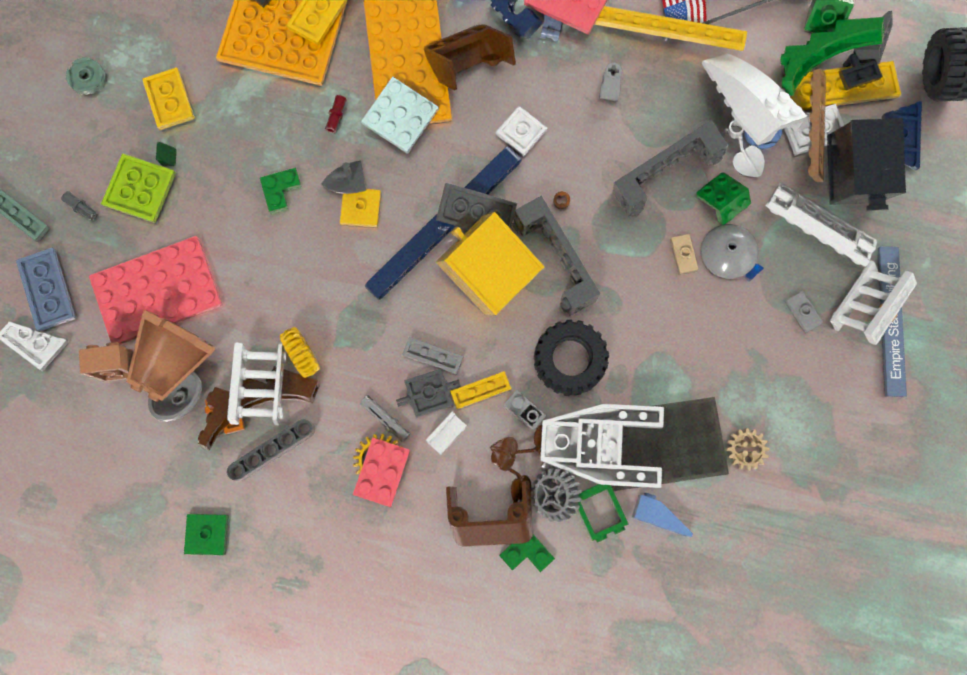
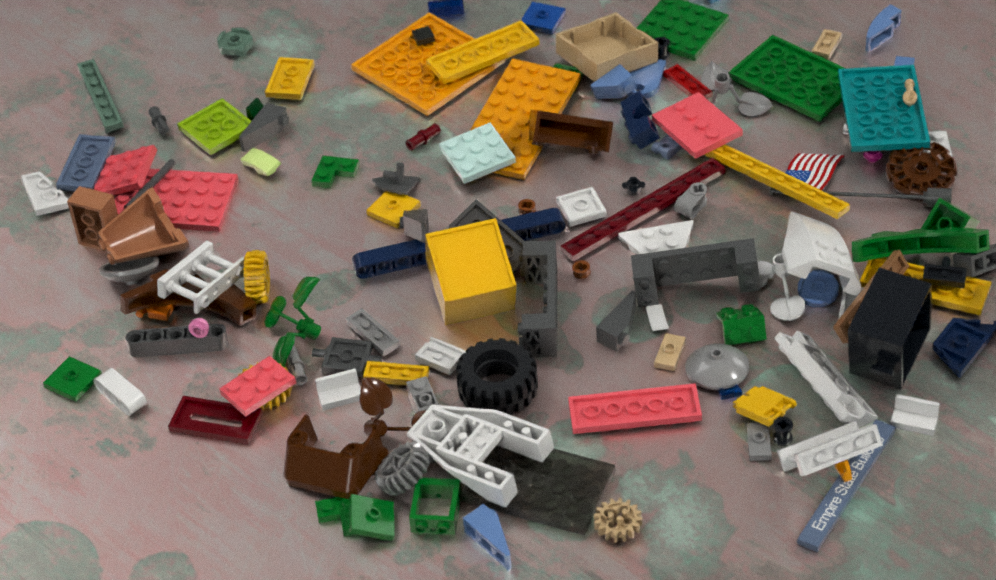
camera: 35 degrees right, 35 degrees down
(93, 287) = (126, 171): none -> coral plate
(127, 291) = (153, 181): none -> dark grey bar
(184, 167) = (264, 126): none -> dark grey slope
(208, 212) = (260, 161): none -> yellowish green slope
(259, 529) = (120, 391): none -> white beam
(290, 438) = (199, 327): none -> bright pink plate
(336, 531) = (192, 406): none -> dark red piece
(371, 370) = (305, 327): none -> green plant
(400, 225) = (415, 223): none -> dark grey slope
(473, 148) = (526, 206): none -> dark orange bush
(505, 352) = (439, 355): none -> white plate
(550, 90) = (633, 186): none -> black plate
(557, 550) = (371, 517): none -> green plate
(574, 110) = (640, 210): none -> dark red plate
(606, 138) = (658, 238): none -> white wing
(631, 248) = (616, 327): none -> dark grey slope
(652, 222) = (657, 317): none -> white sticker
(693, 329) = (634, 408): none -> coral plate
(791, 277) = (763, 405): none -> yellow plate
(821, 290) = (783, 428): none -> black bush
(906, 230) = (915, 415): none -> white panel

